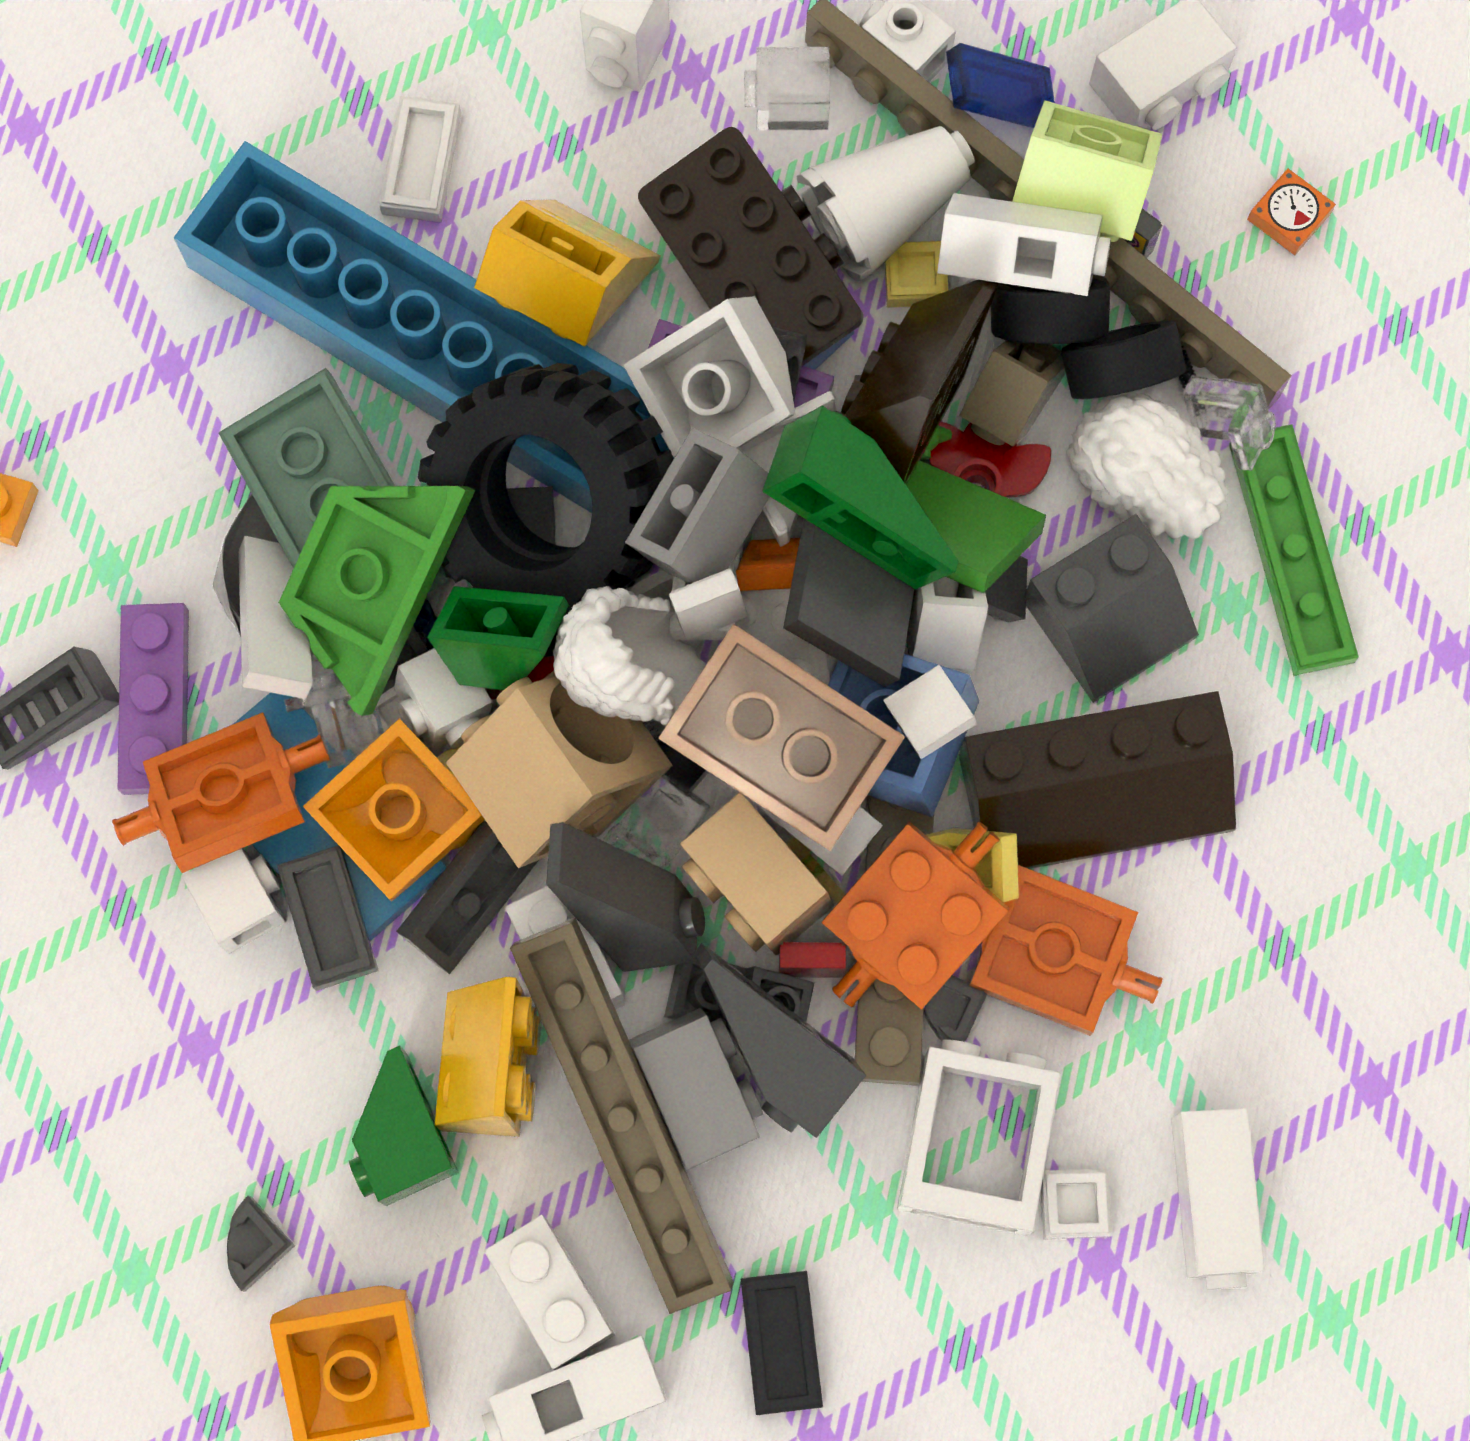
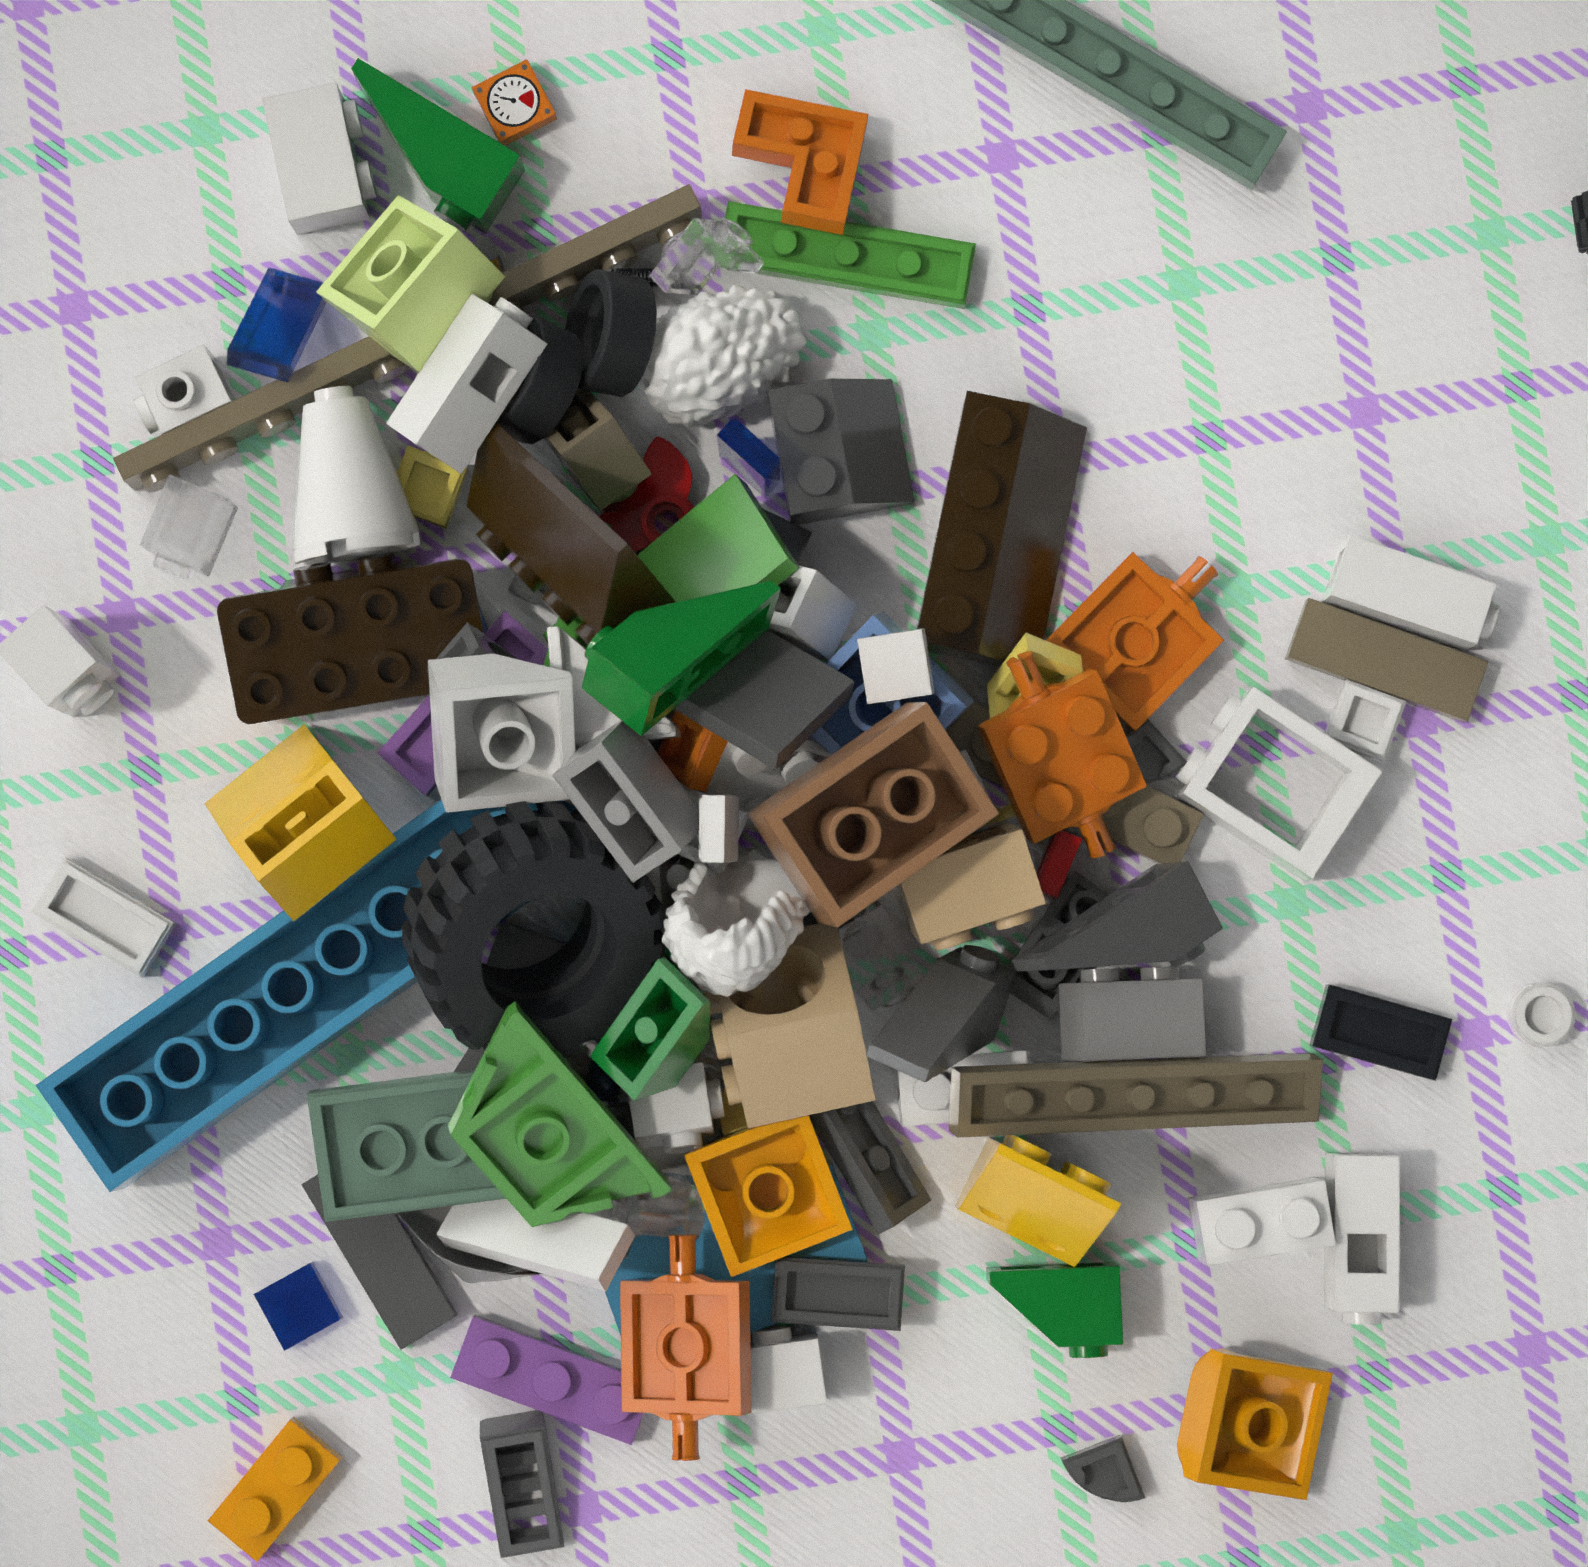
camera: 70 degrees left, 10 degrees up
(138, 453) = (298, 1306): none -> clear blue tile
(195, 521) = (389, 1271): none -> dark grey tile
(1068, 520) = (749, 457): none -> clear blue tile
(1143, 1202) = (1386, 660): none -> dark tan tile
(1215, 173) = (453, 161): none -> green slope
(1378, 479) = (814, 141): none -> orange plate

